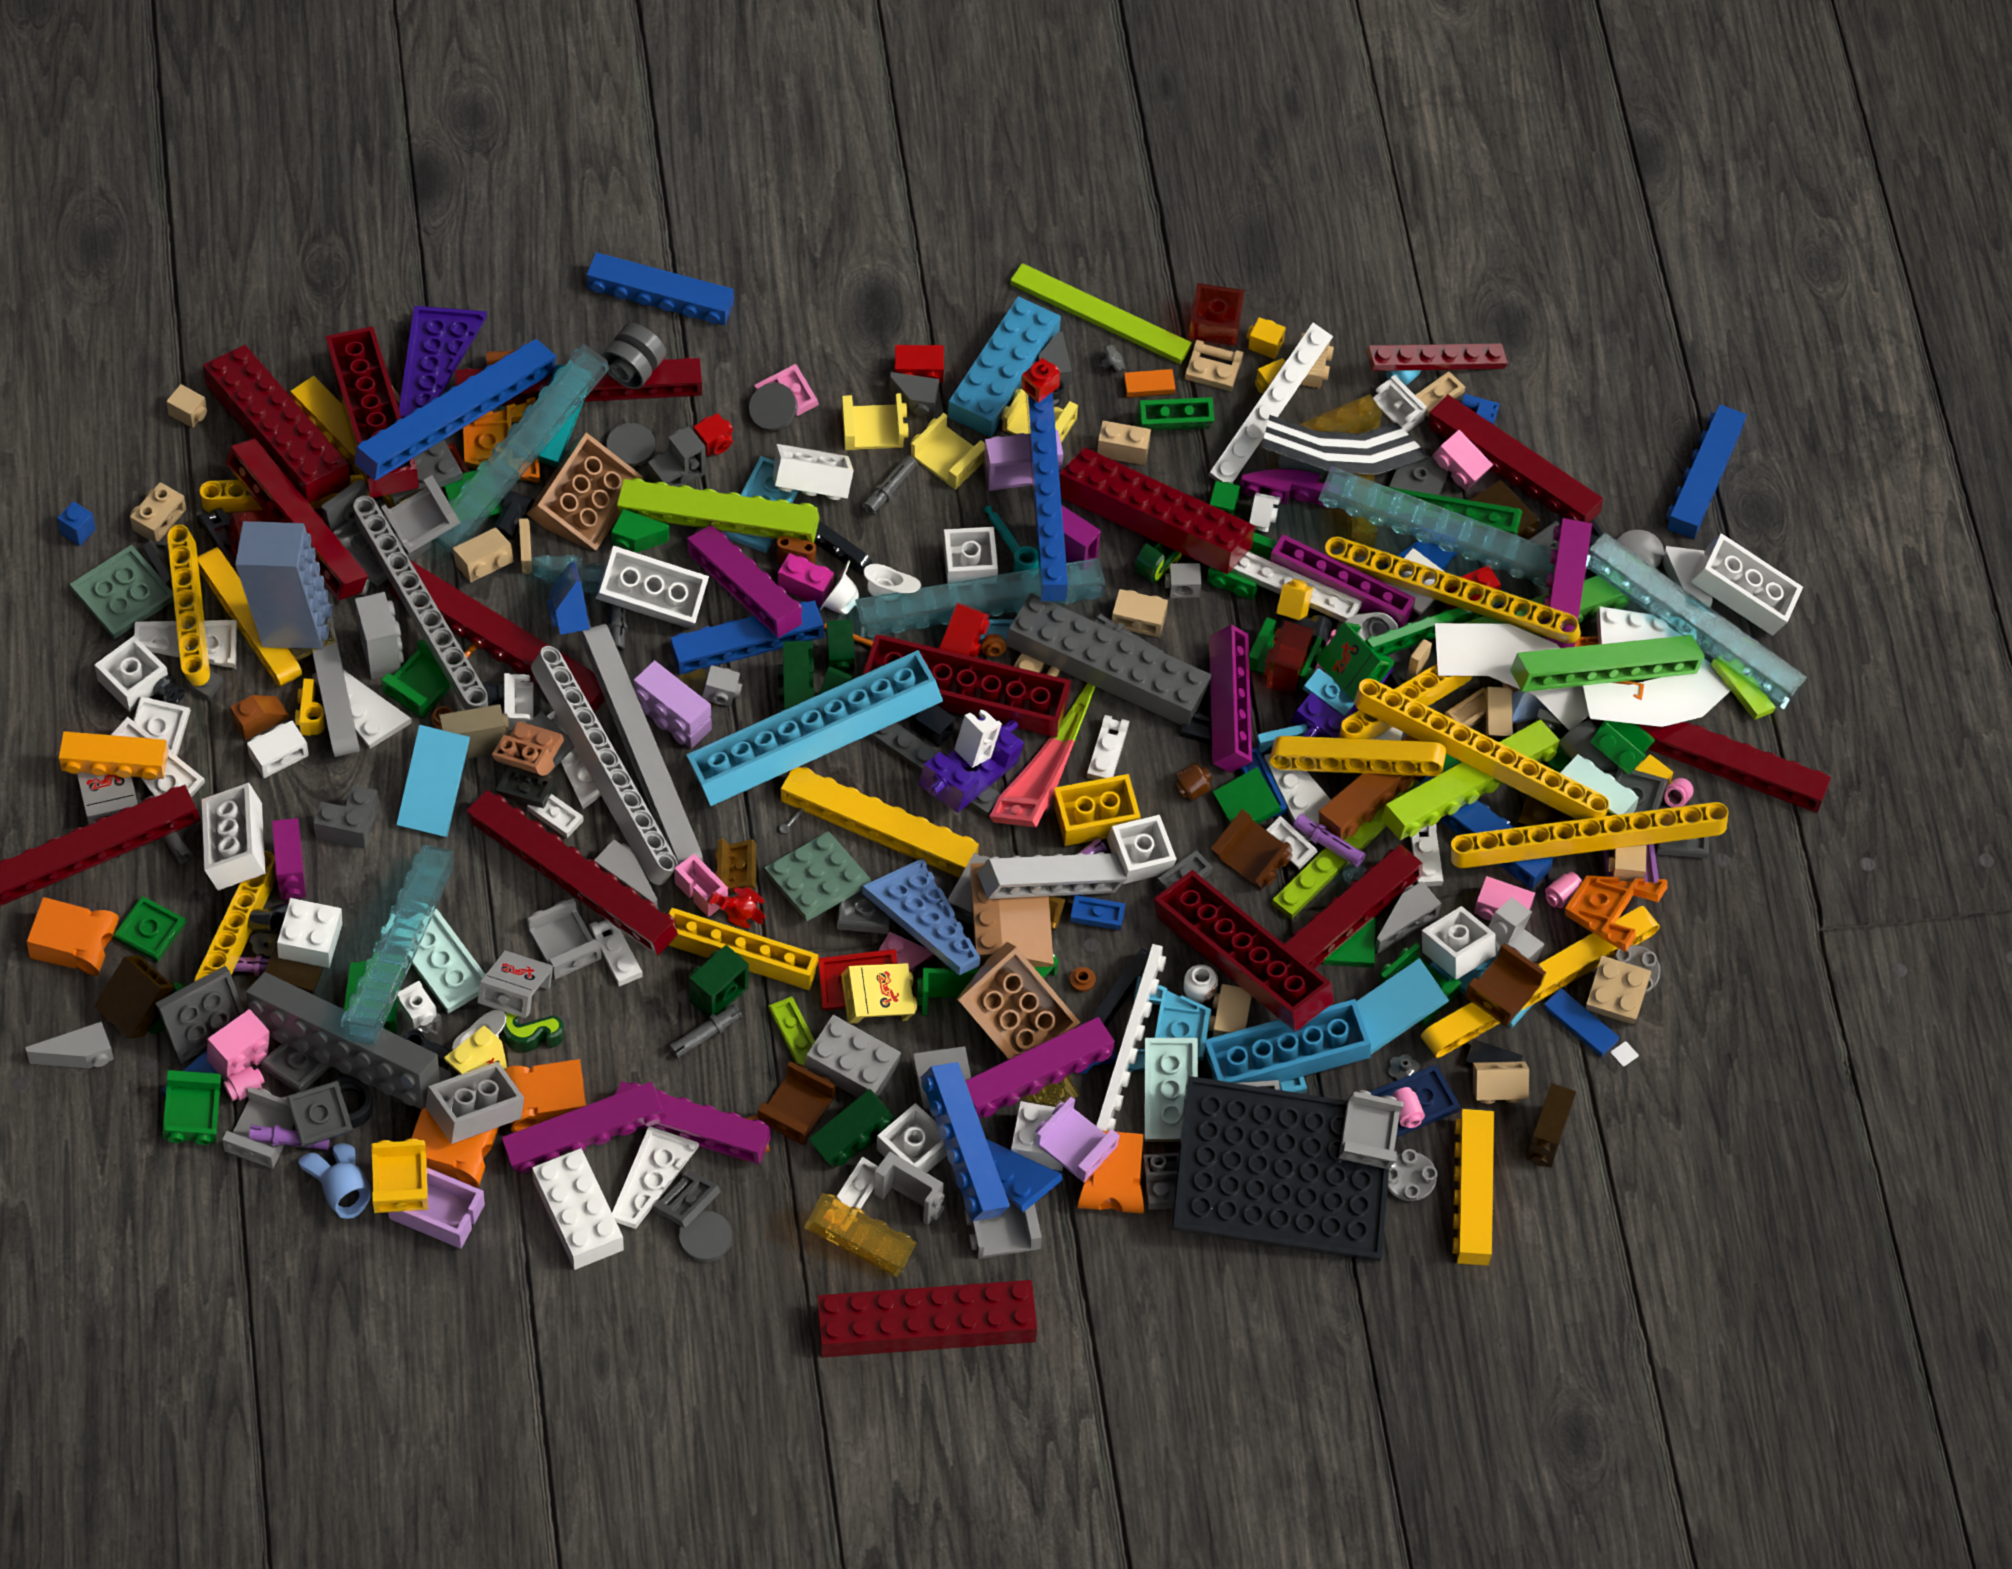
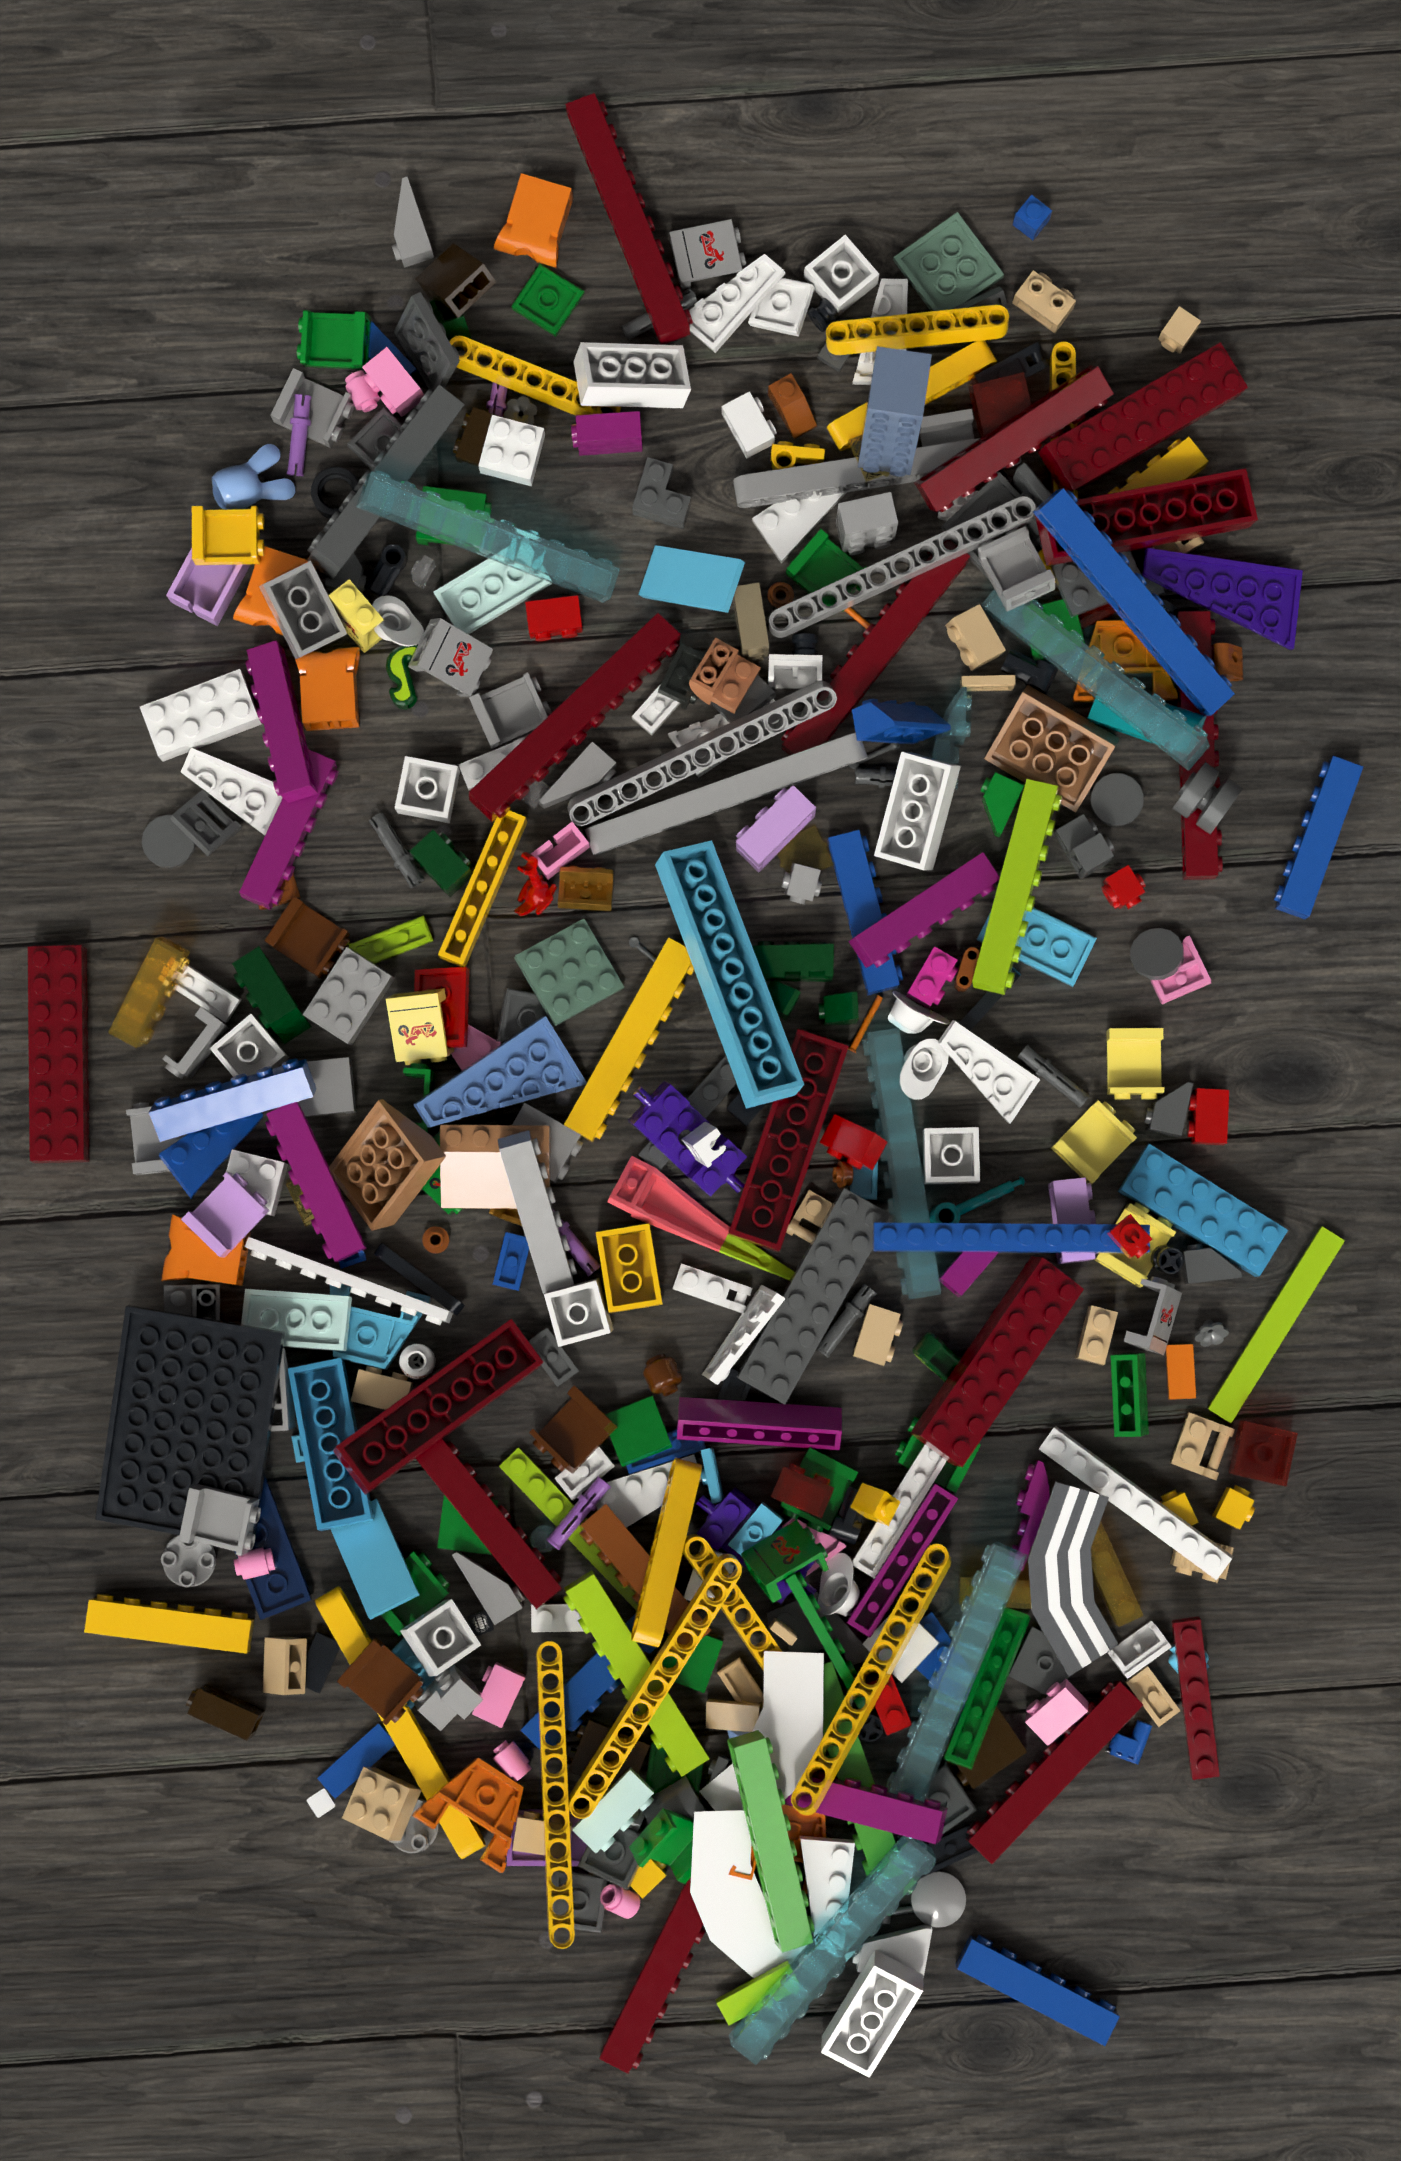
camera: 100 degrees right, 25 degrees up
(113, 755) = (733, 254): light orange brick -> none
(268, 920) = (536, 413): black piece -> none
(319, 1114) = (313, 462): dark grey plate -> none
(409, 1001) = (432, 562): white brick -> none
(470, 904) = (554, 618): none -> red brick
(646, 1001) = (427, 789): none -> white brick
(812, 472) = (1068, 991): white slope -> none
(890, 528) = (993, 1073): none -> white wing
(1126, 390) = (1162, 1319): none -> light grey panel
(1146, 714) = (756, 1315): none -> white wing
(1183, 580) = (916, 1386): light grey brick -> none
(1225, 496) = (1017, 1440): green brick -> none
(1263, 511) = (999, 1483): white brick -> none
(1402, 1067) = (322, 1561): dark grey plant -> none

